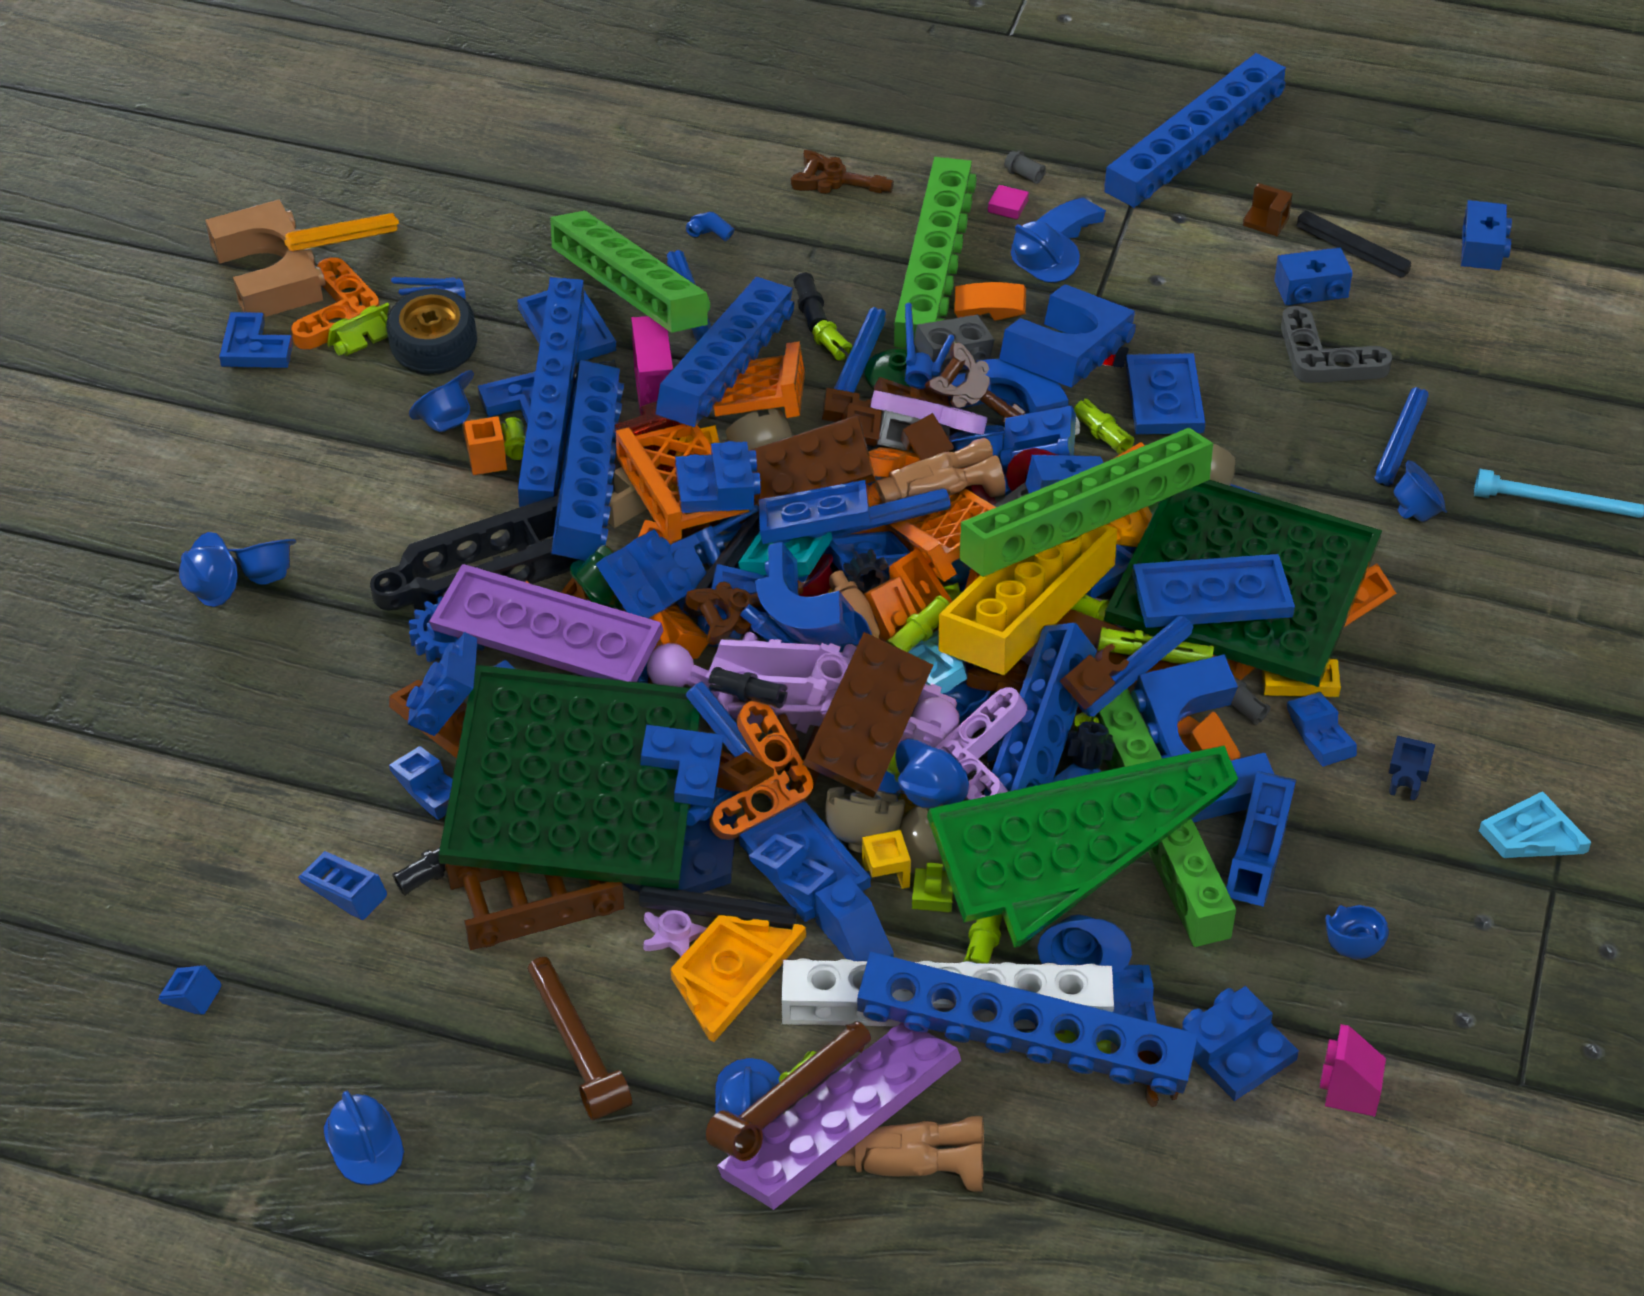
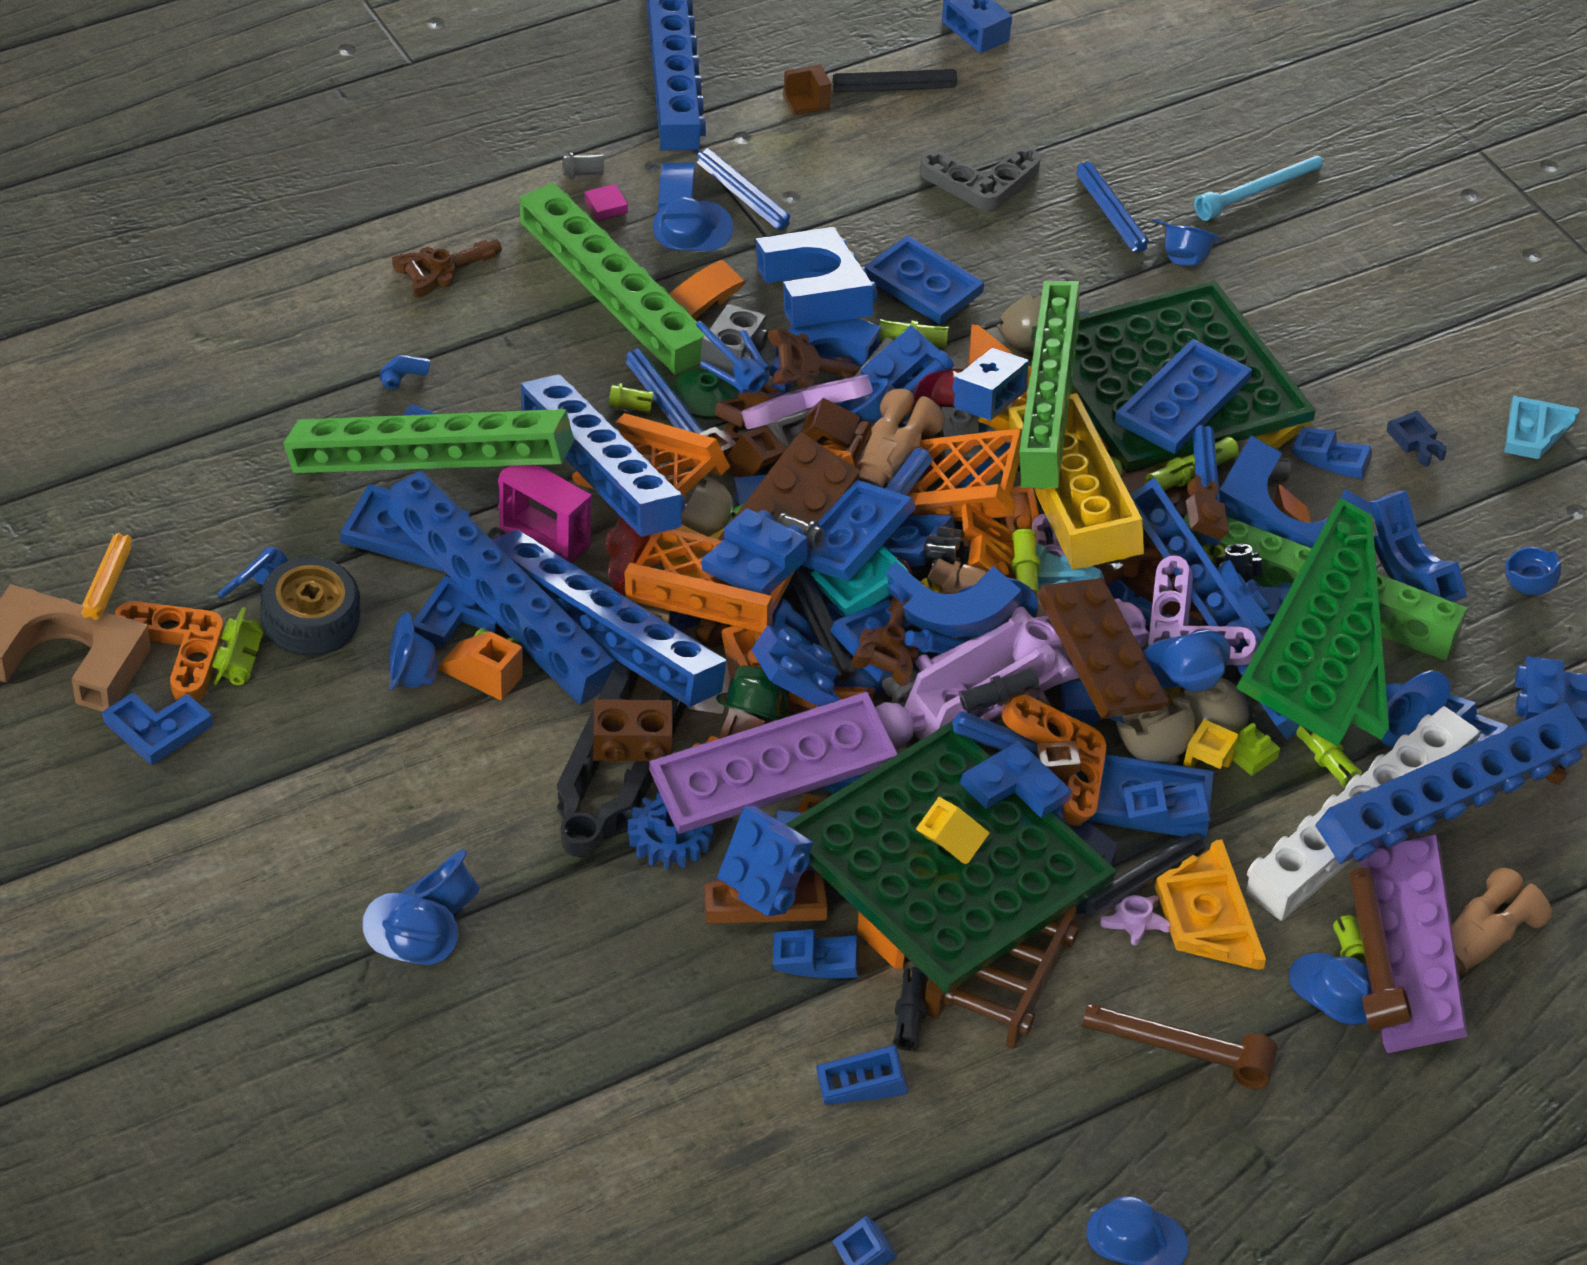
camera: 50 degrees left, 0 degrees up
(490, 539) = (632, 730): none -> reddish brown brick
(579, 755) = (952, 830): none -> yellow panel
(772, 489) = (812, 530): none -> dark grey pin
(809, 301) = (584, 384): black pin -> none
(850, 920) = (1244, 813): blue slope -> none
(1041, 758) = (1246, 594): none -> blue plate
(1122, 251) = (743, 189): none -> axle
(1313, 276) = (907, 122): blue brick -> none

